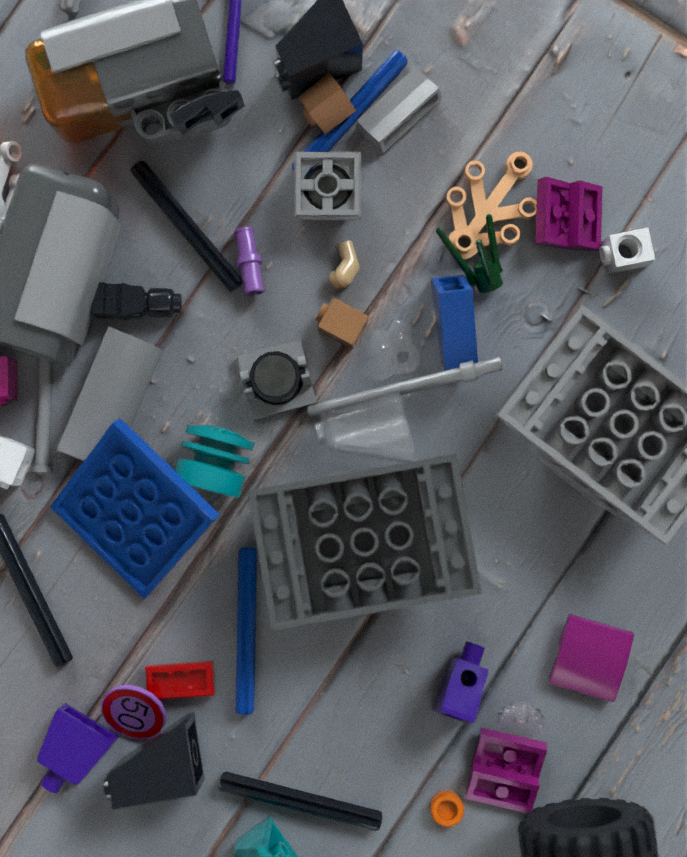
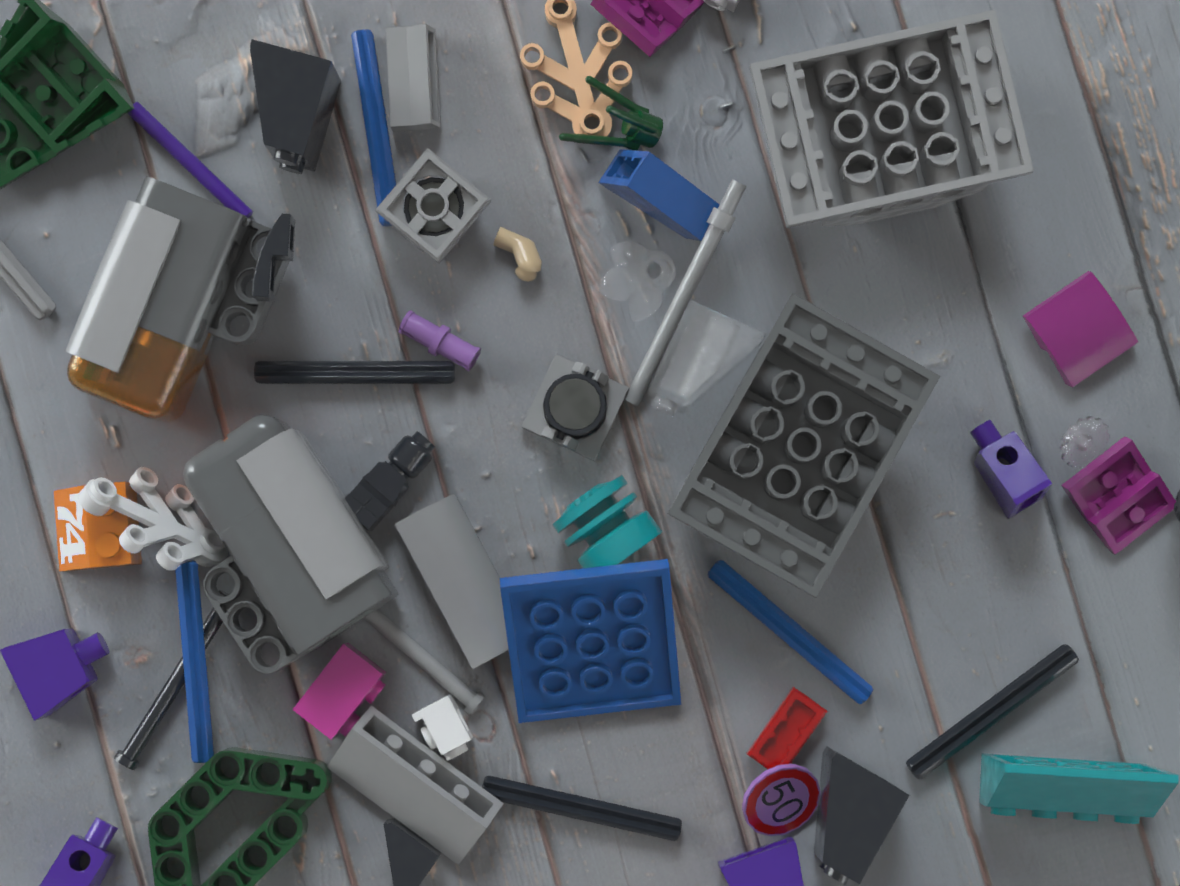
camera: 50 degrees left, 0 degrees up
(325, 104) = (351, 142): medium nougat brick -> none
(341, 322) = (573, 301): medium nougat brick -> none
(446, 808) = (1110, 580): orange tile -> none

